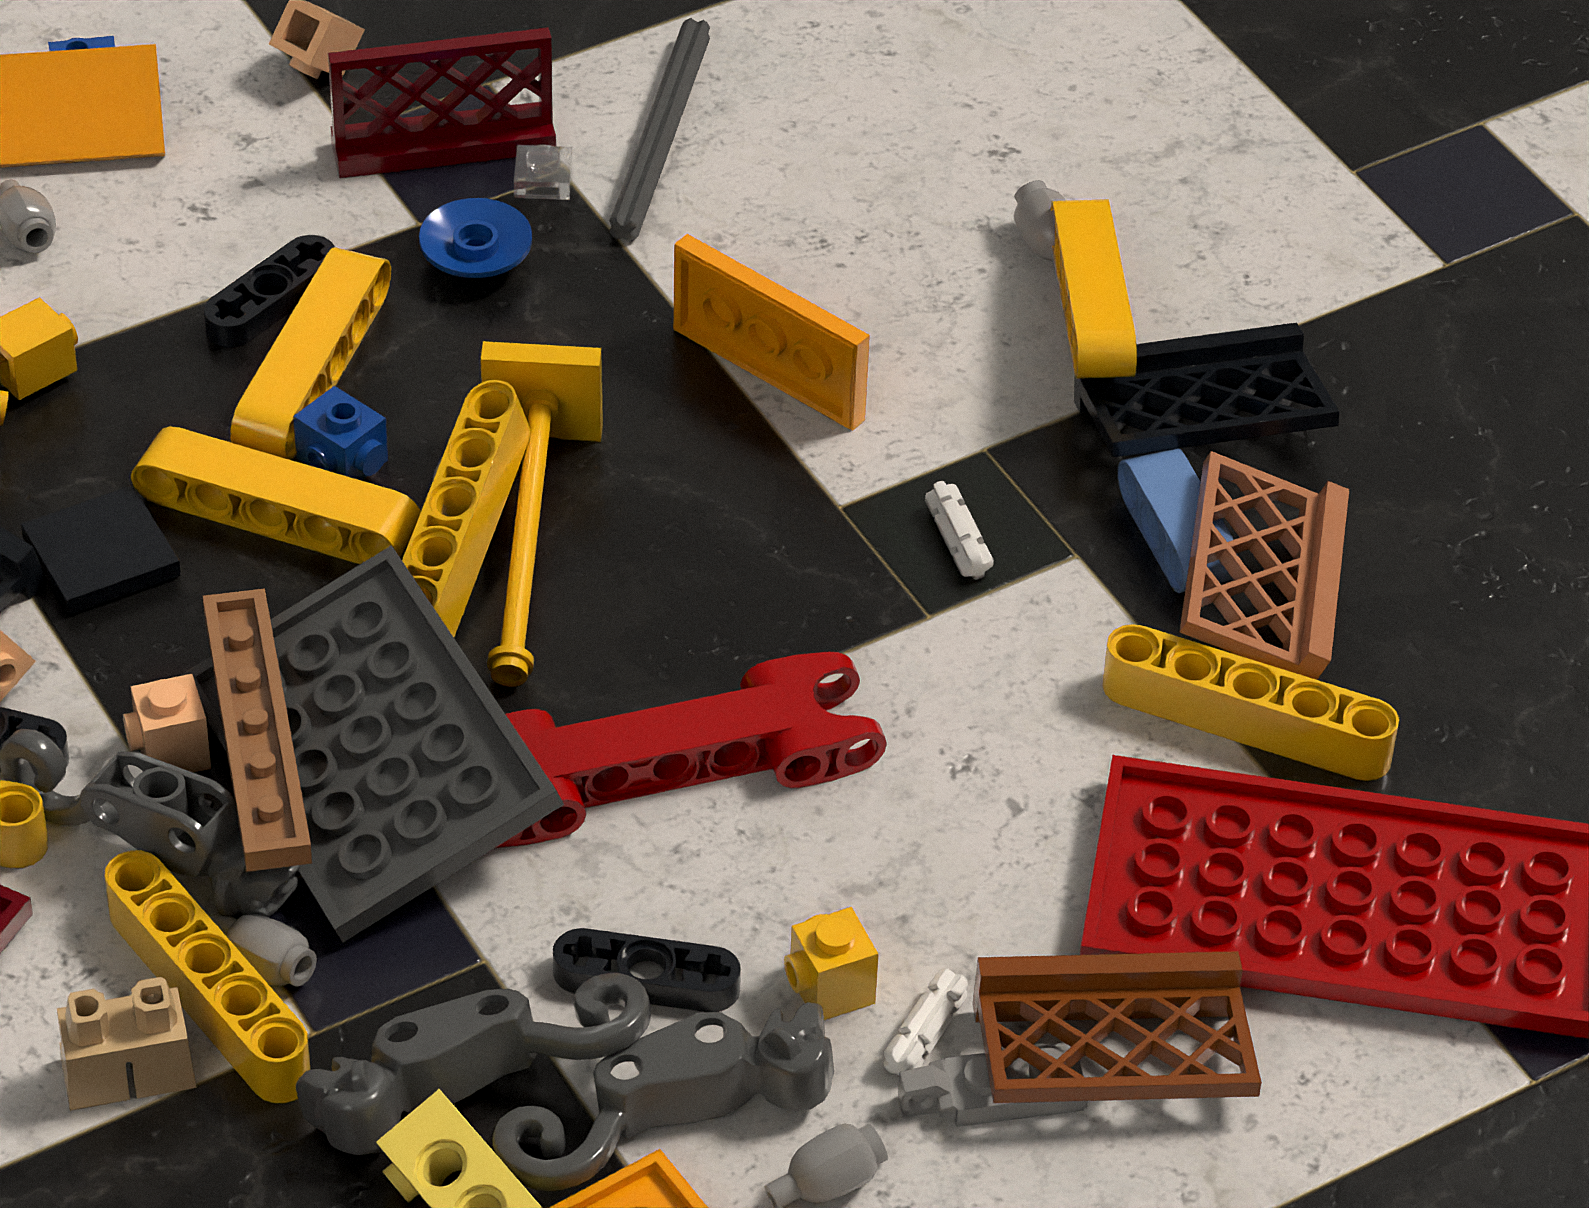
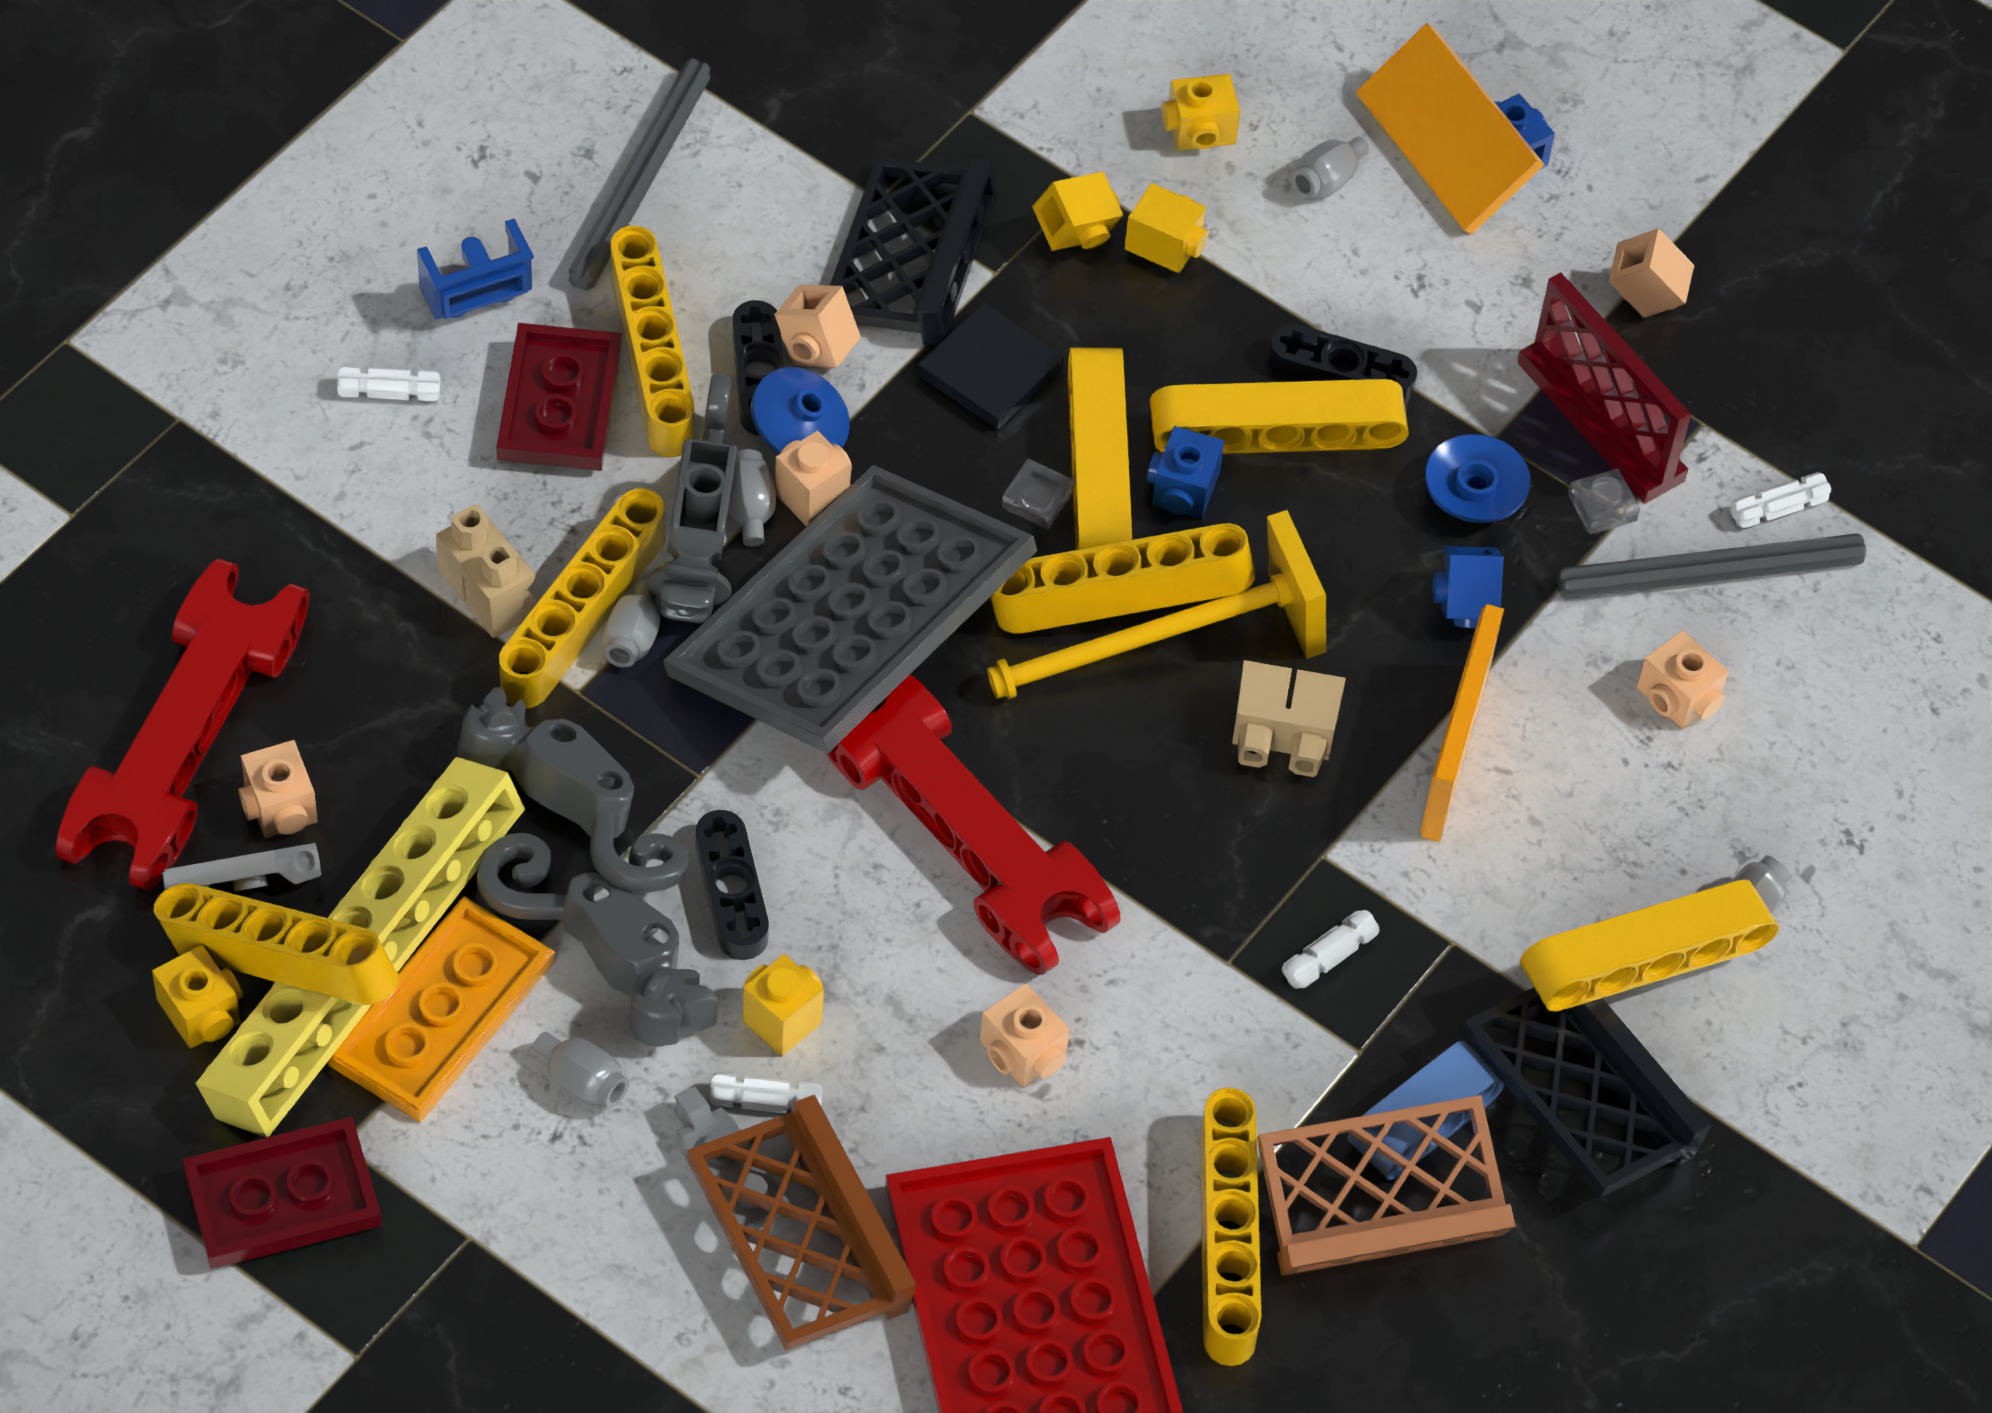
camera: 65 degrees right, 10 degrees up
(72, 714) = (780, 412): none -> blue dish
(256, 731) = (799, 521): medium nougat plate -> none
(293, 561) = (1038, 493): none -> clear plate
(604, 278) = (1468, 583): none -> blue brick
(613, 59) = (1780, 500): none -> white axle
(677, 462) = (1268, 725): none -> tan hips
(786, 184) = (1683, 680): none -> light nougat brick
(960, 784) = (1024, 1036): none -> light nougat brick

